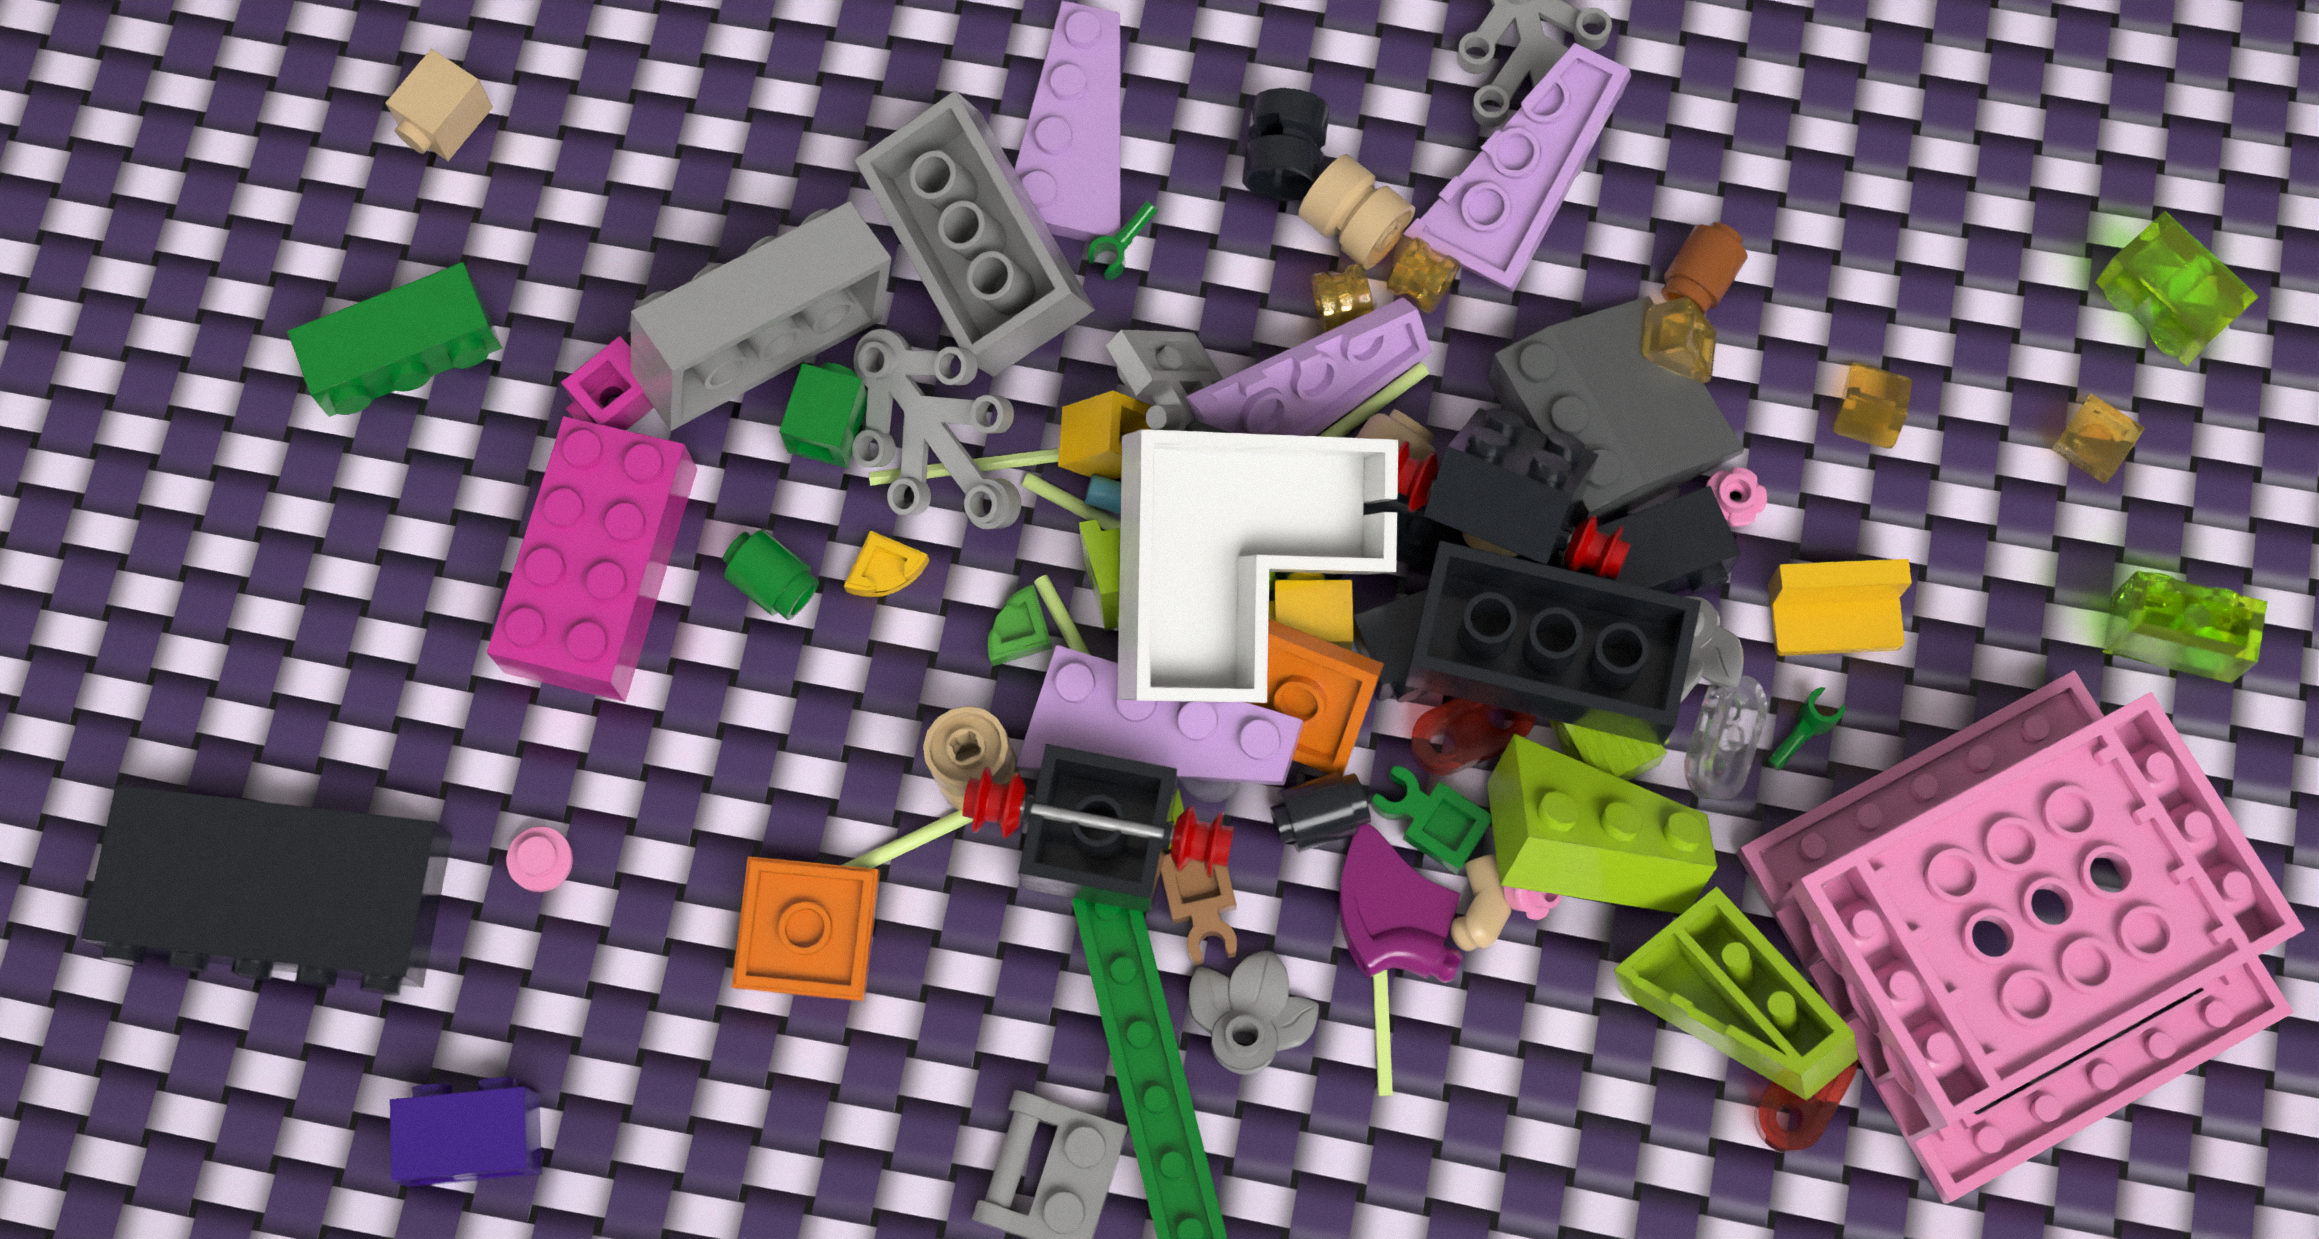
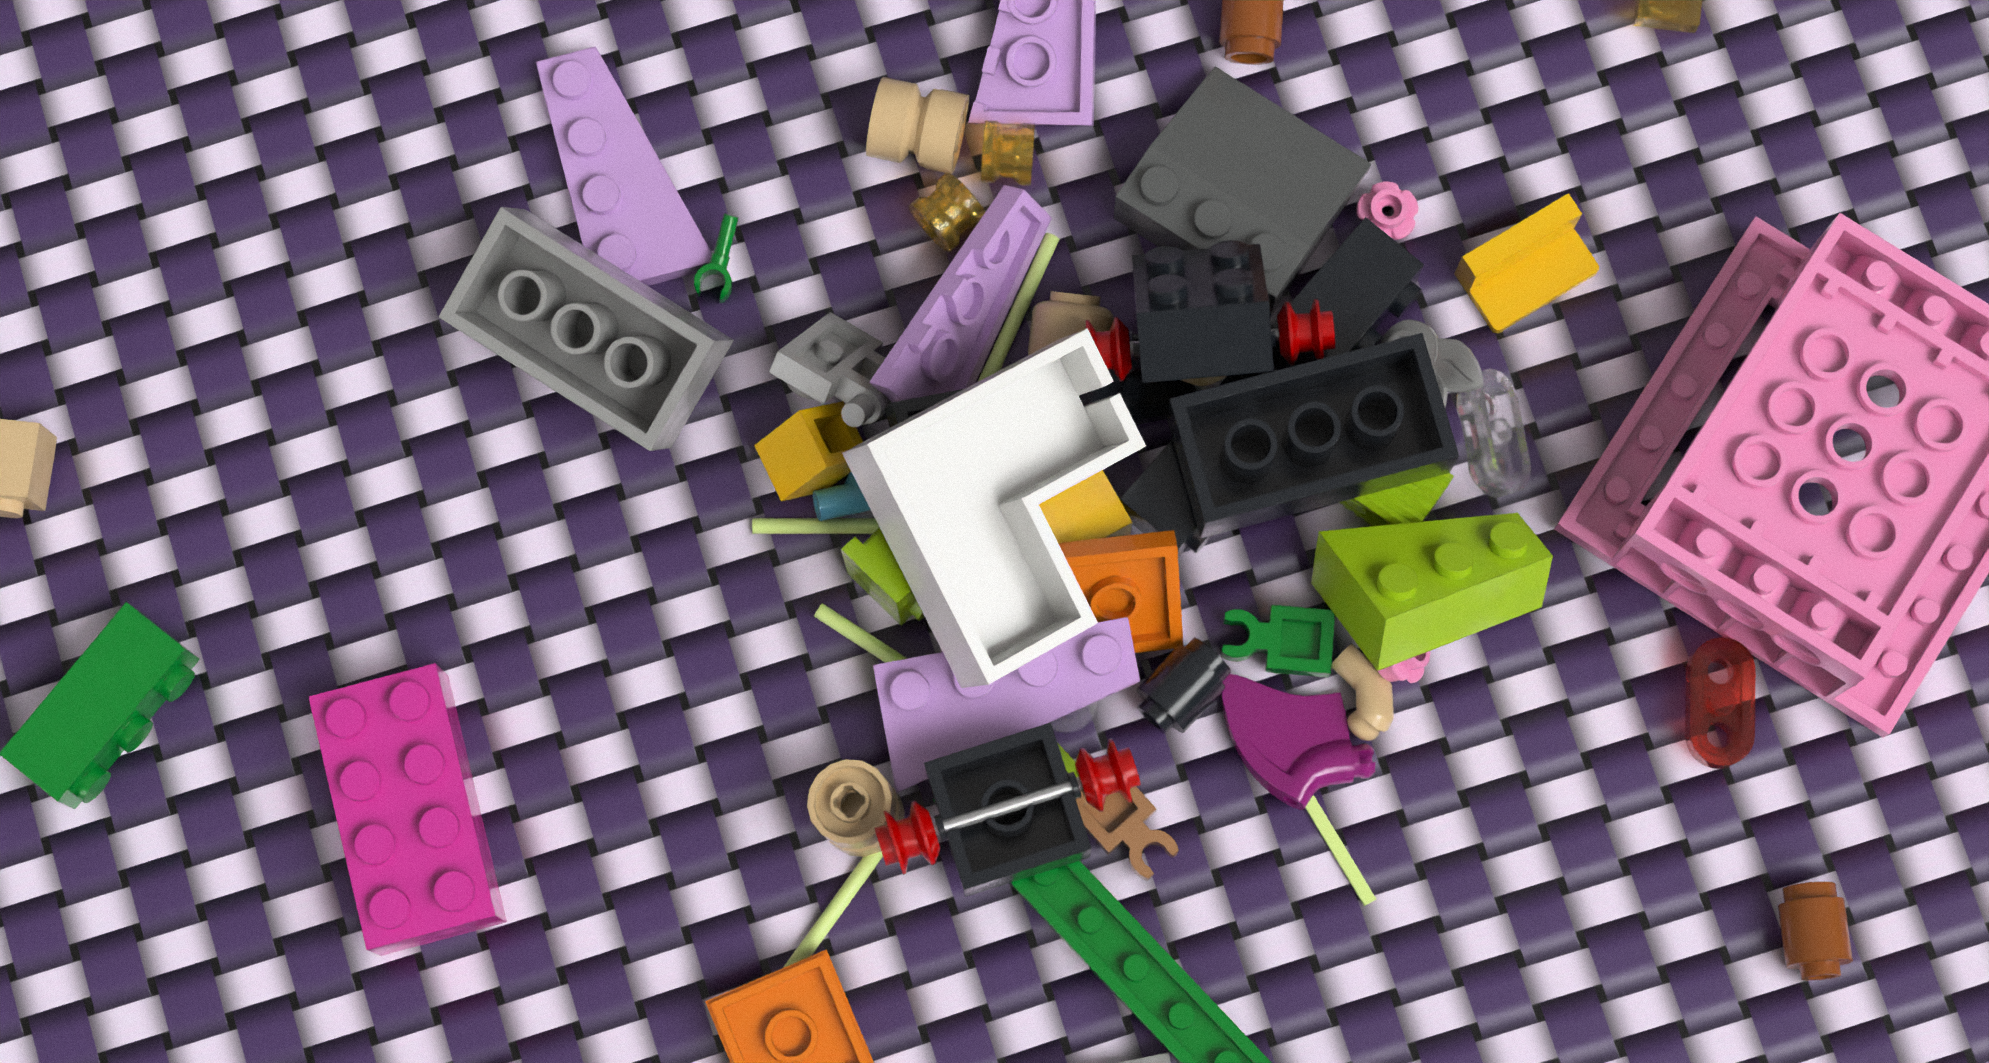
camera: 30 degrees left, 5 degrees up
(599, 379) = (327, 625): dark pink brick -> none
(758, 314) = (435, 508): light grey brick -> none
(769, 574) = (574, 737): green brick -> none
(824, 414) = (542, 564): green brick -> none
(884, 567) = (672, 674): yellow tile -> none
(926, 426) = (640, 525): light grey plant -> none
(984, 464) = (691, 543): yellowish green piece -> none
(1018, 629) = (825, 665): bright green tile -> none
(1254, 1003) = (1216, 885): light grey plate -> none
(1286, 143) = (816, 88): black wheel -> none
(1470, 731) = (1272, 546): clear red plate -> none
(1680, 339) = (1265, 94): clear yellow slope -> none
(1739, 996) = (1627, 656): lime wedge -> none
(1809, 724) = (1556, 382): green hand -> none
(1873, 406) = (1461, 65): clear yellow slope -> none
(2185, 626) = (1828, 128): clear neon green brick -> none

